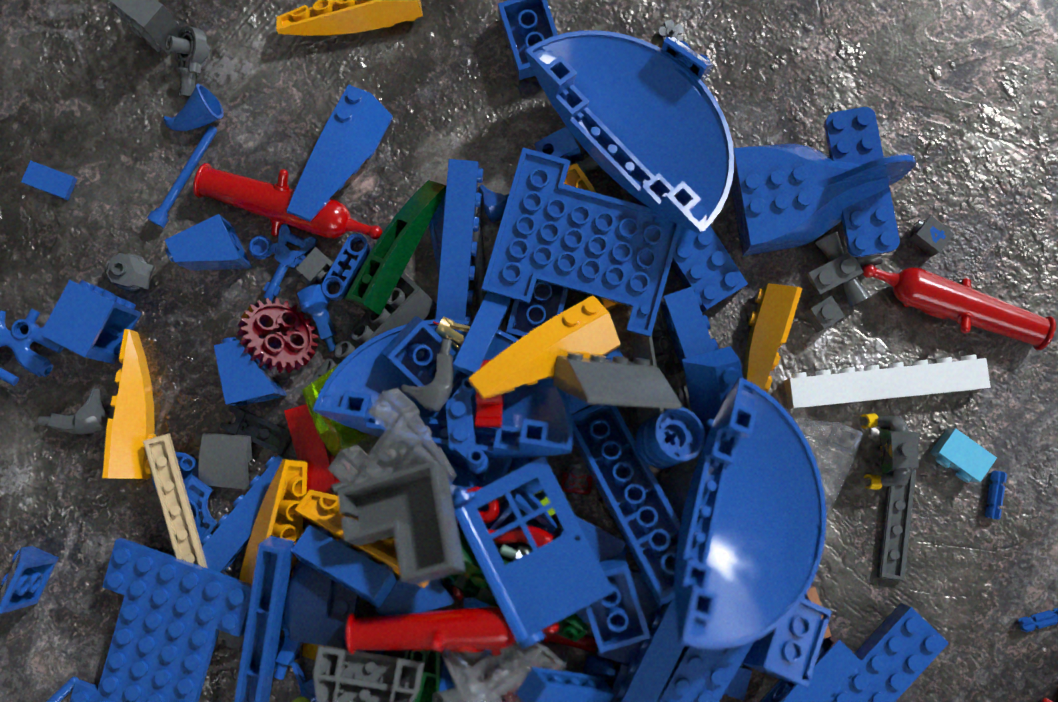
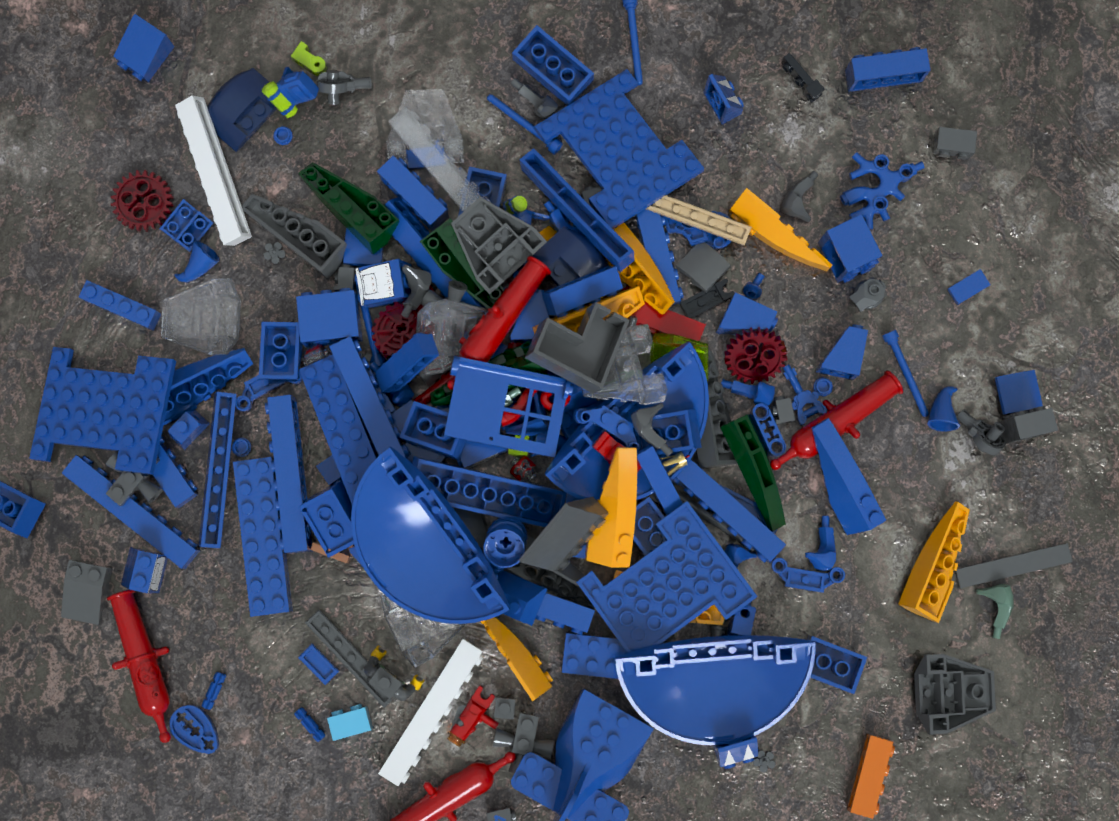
camera: 125 degrees right, 0 degrees up
(121, 55) = (1018, 392): none -> blue slope
(212, 392) = (752, 289): none -> blue plate
(429, 118) = (826, 555): none -> blue animal
(465, 118) = (806, 579): none -> blue plate
(859, 342) = (469, 716): none -> red piece
(931, 533) = (319, 664): none -> blue tile

